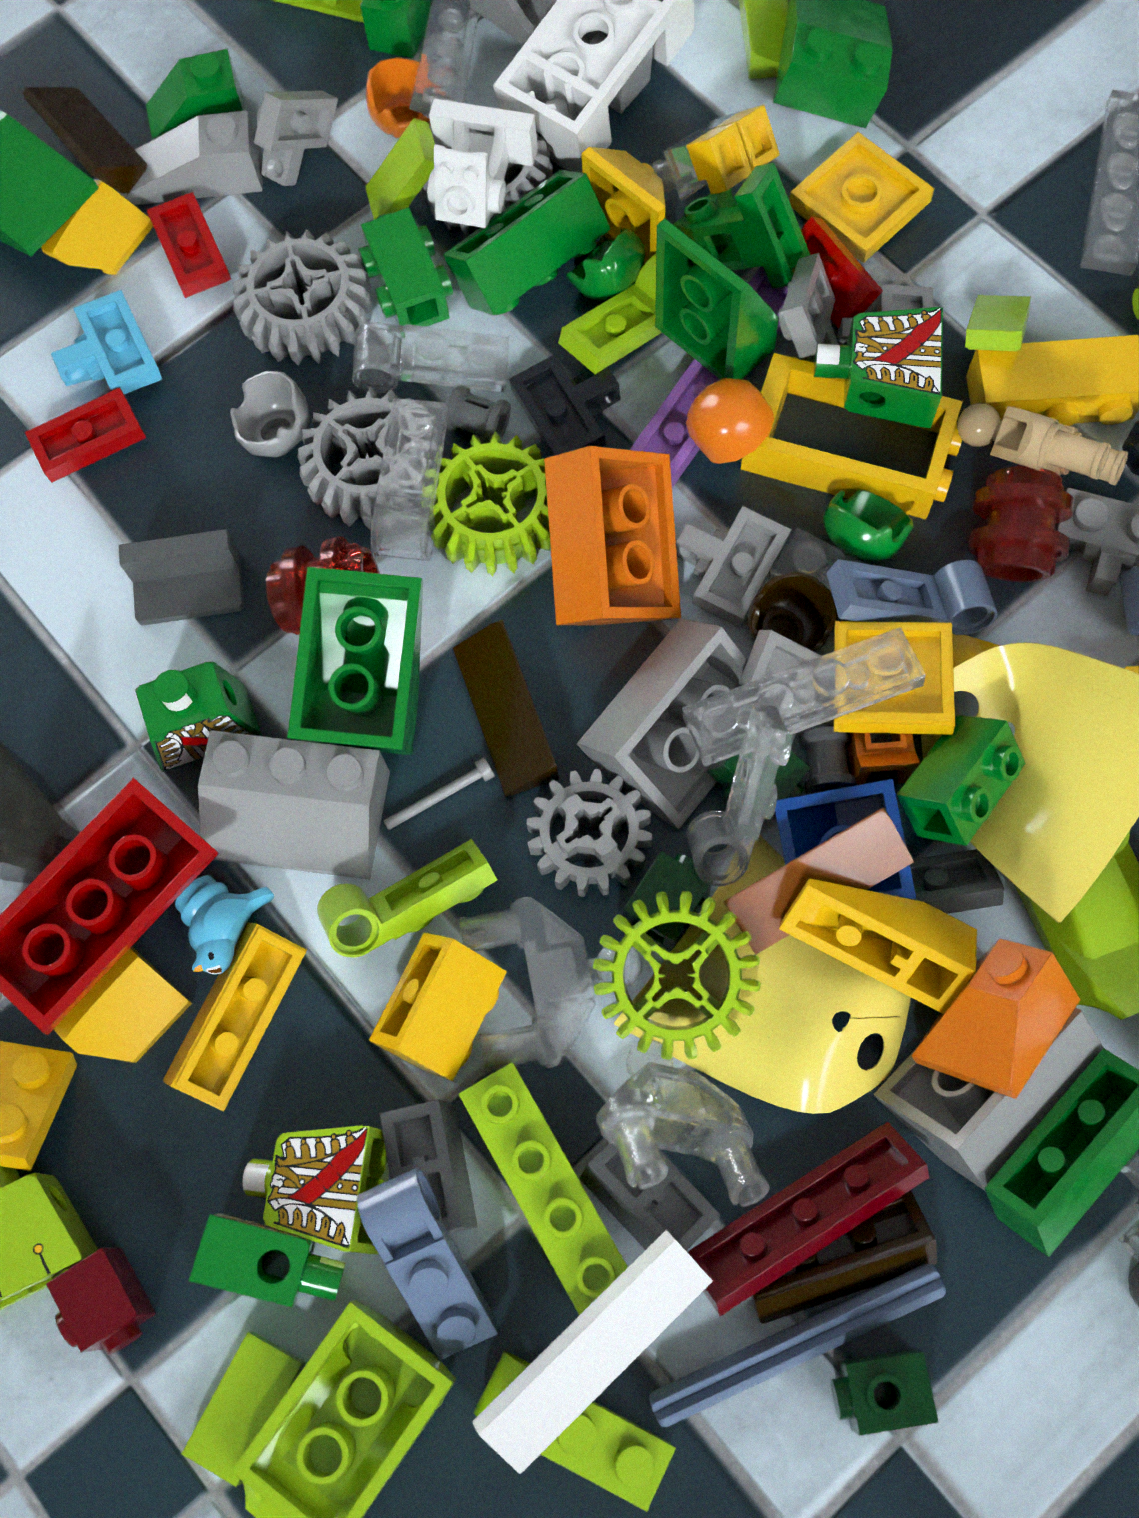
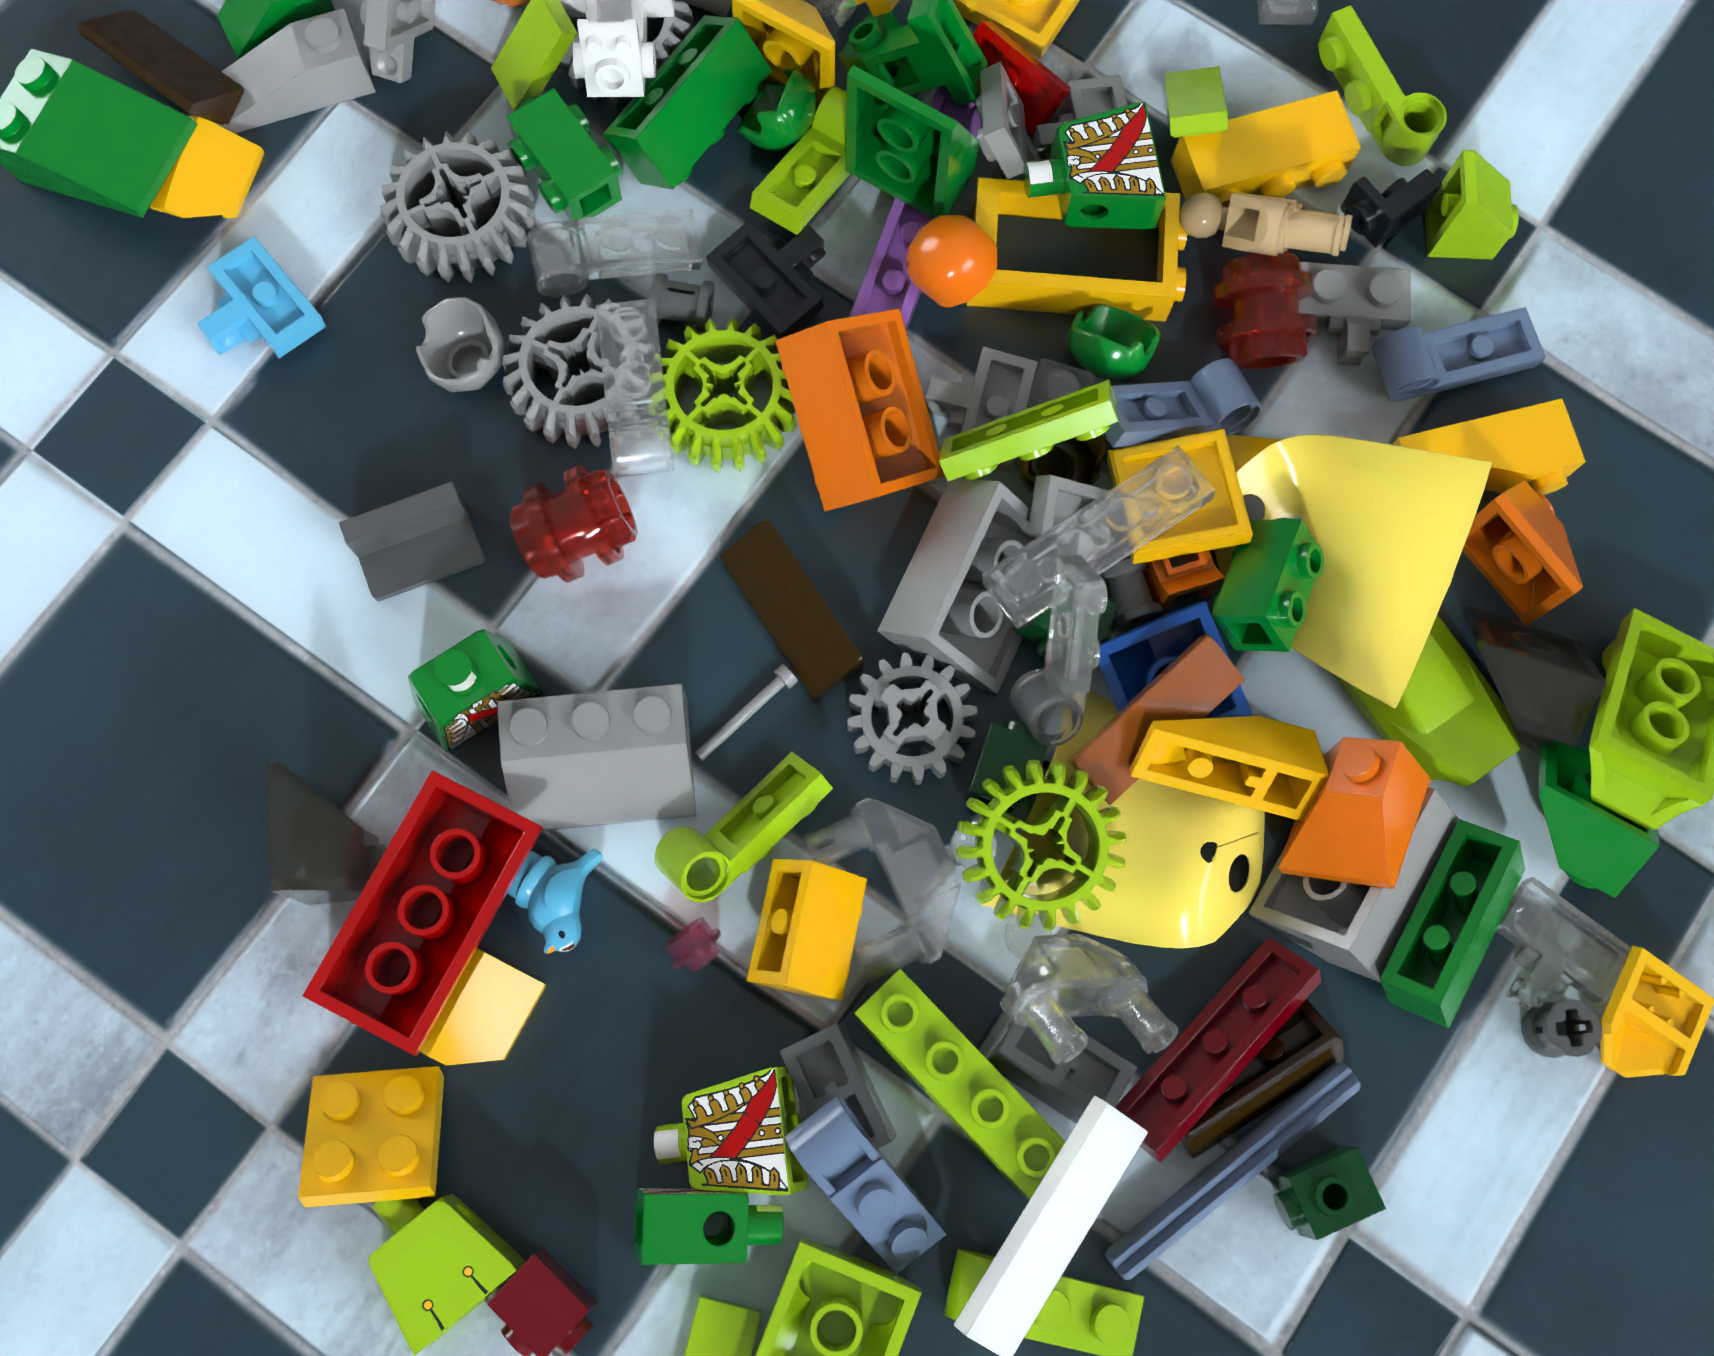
camera: 25 degrees left, 5 degrees up
(85, 435) = (260, 406): red plate -> none
(189, 244) = (314, 169): red plate -> none
(234, 1016) = (596, 989): yellow slope -> none
(332, 997) = (693, 945): none -> clear pink plate
(358, 661) = (633, 593): green slope -> none
(761, 588) = (1029, 432): none -> lime plate
(957, 881) = (1285, 686): dark grey plate -> none

